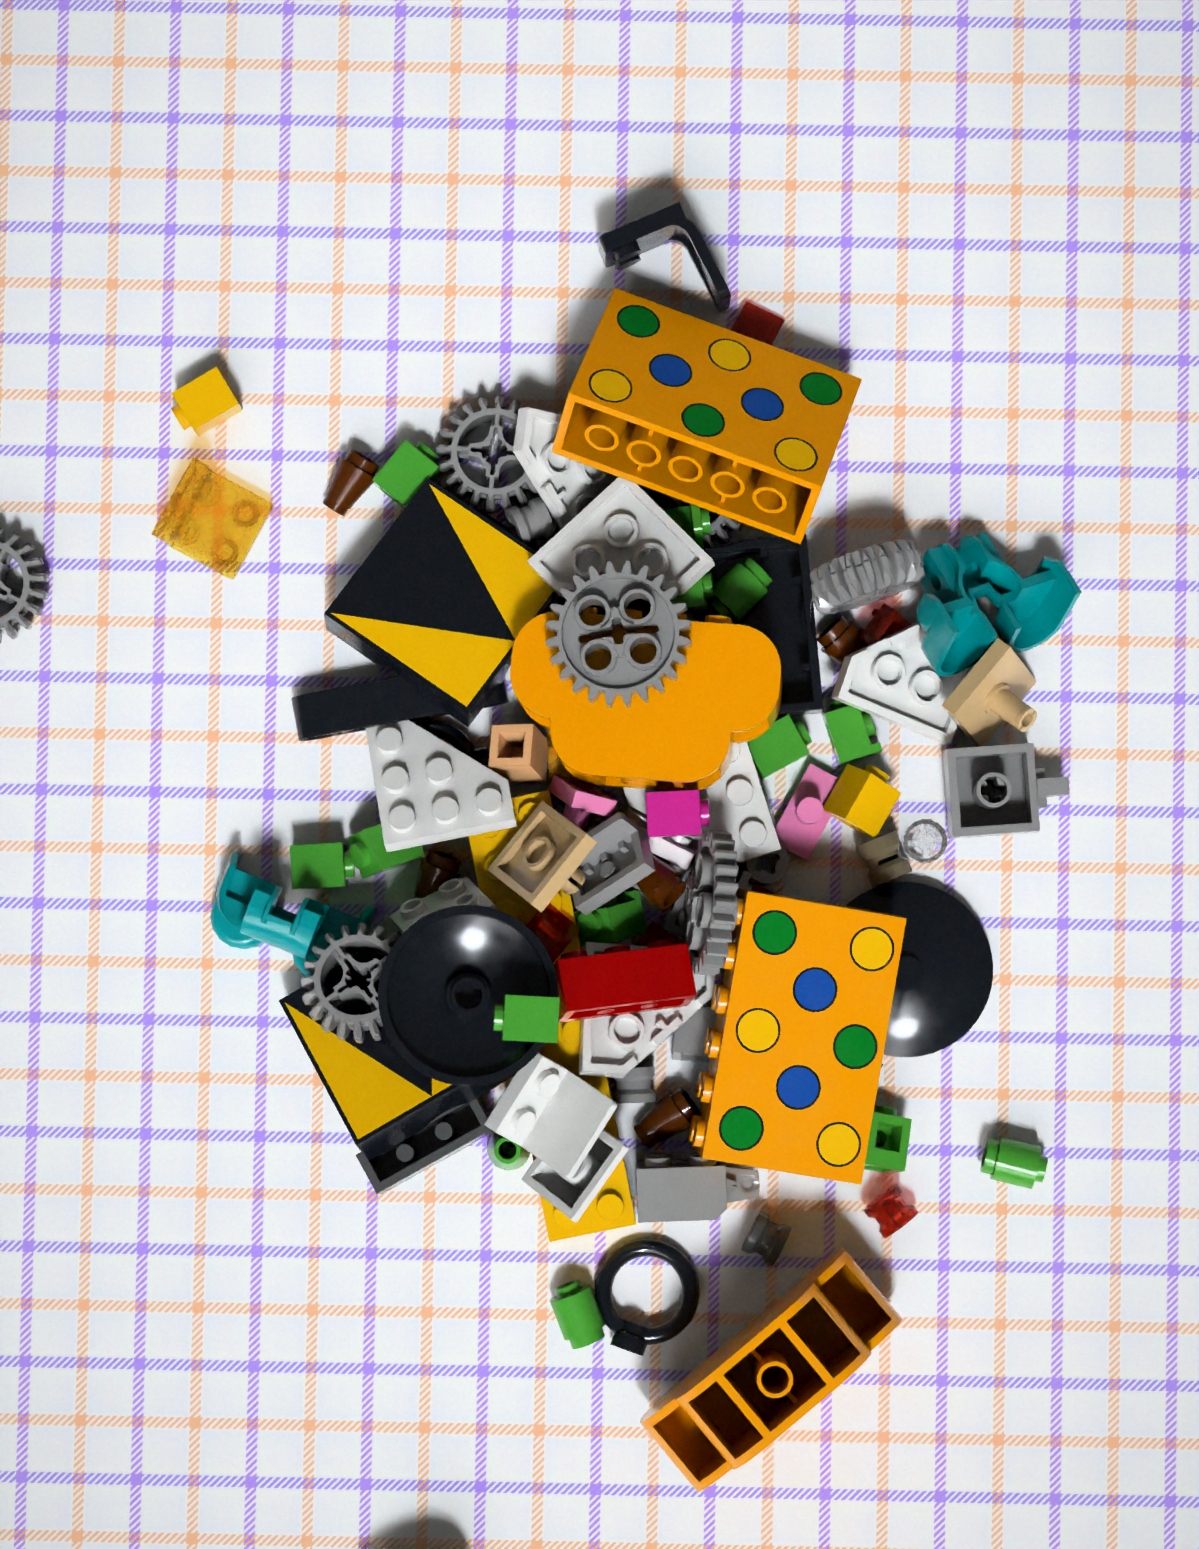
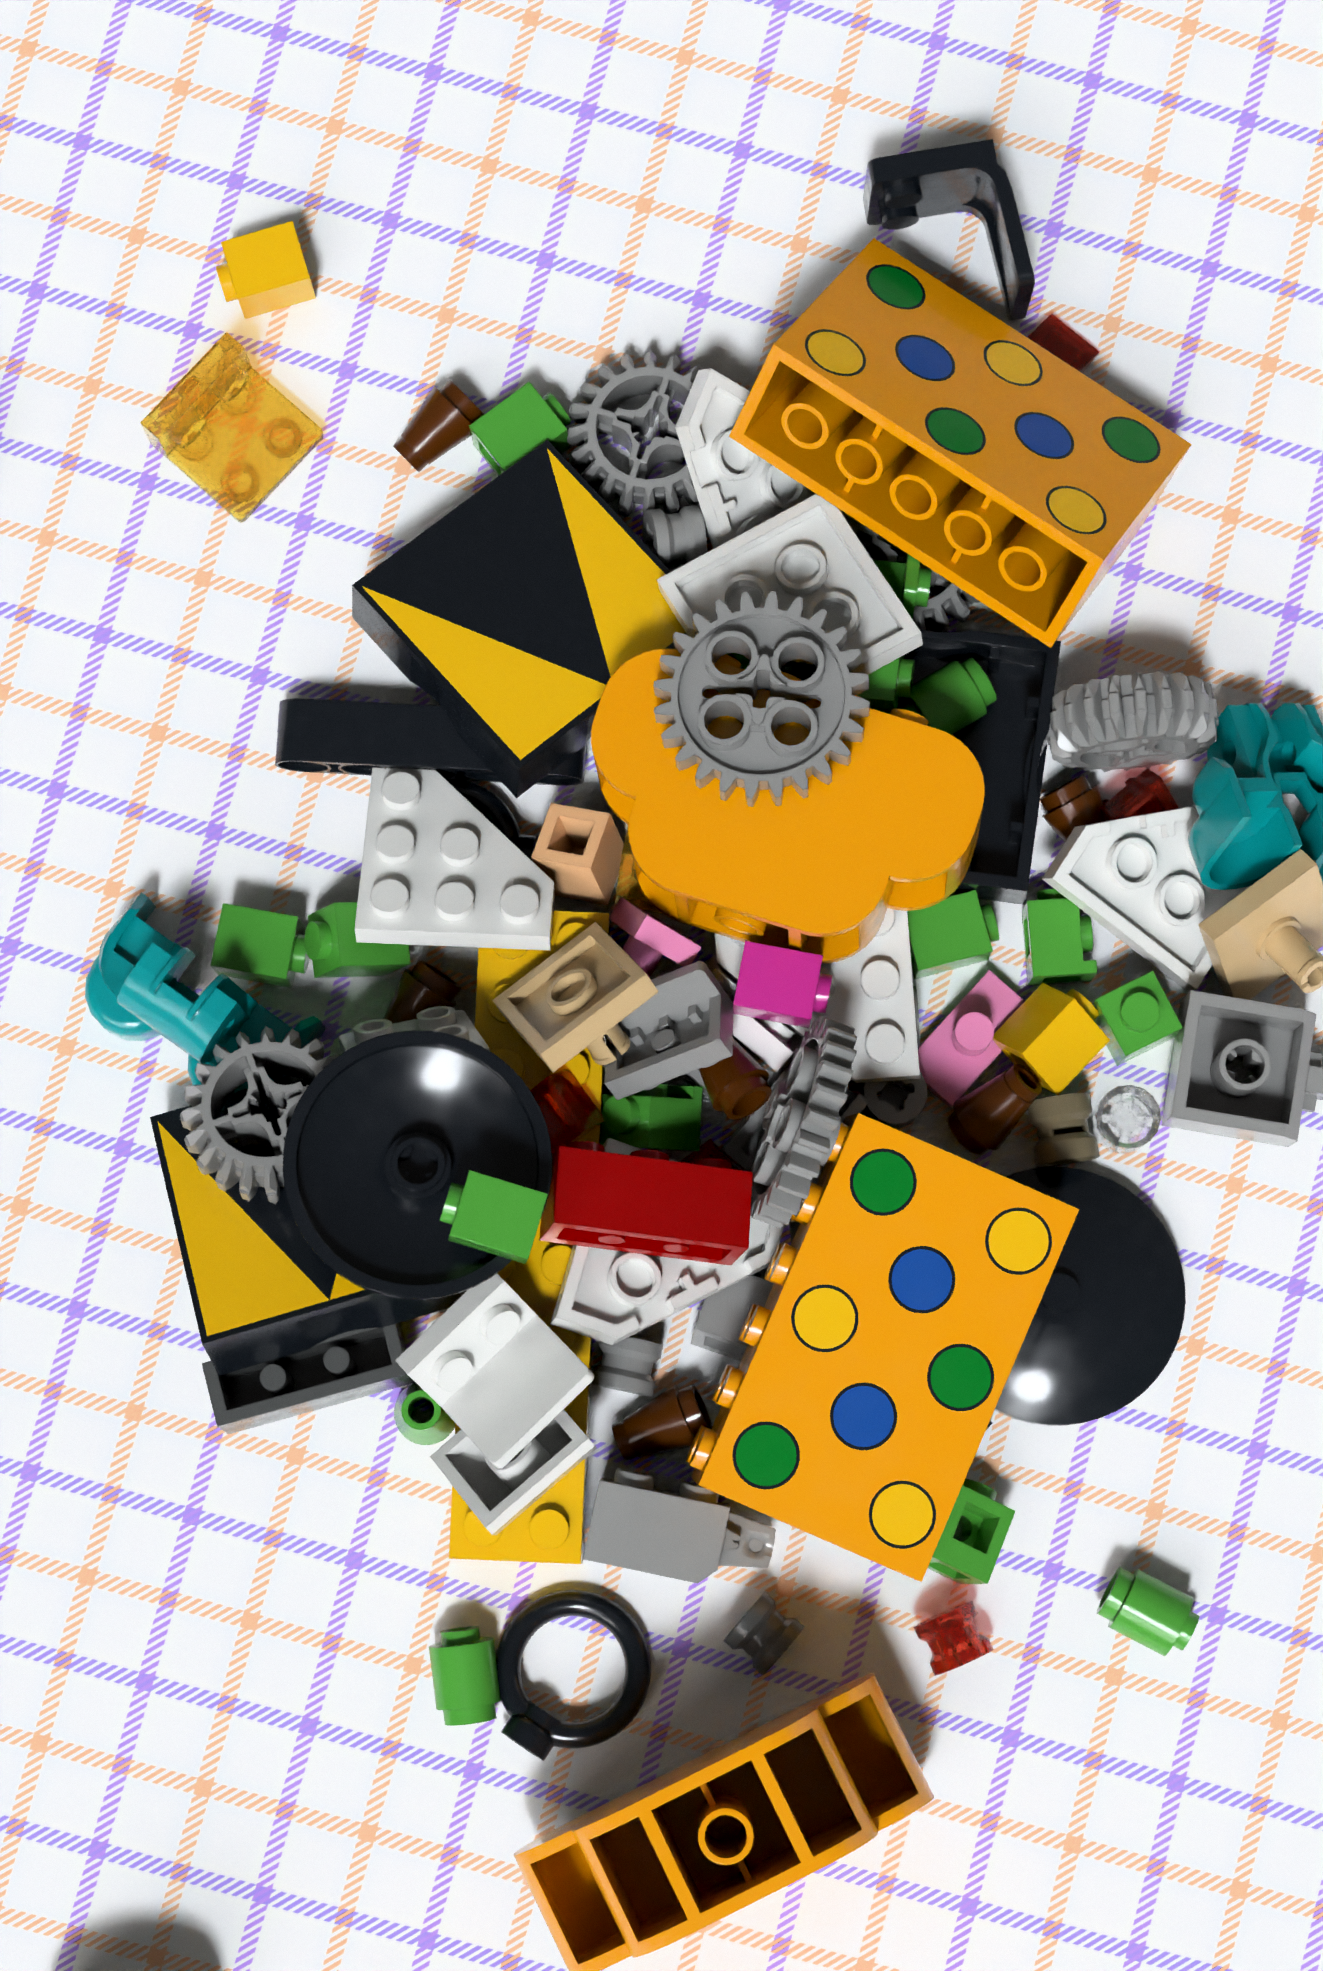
camera: 10 degrees right, 5 degrees down
(834, 858) = (993, 1110): none -> reddish brown cone
(915, 773) = (1136, 1018): none -> bright green brick

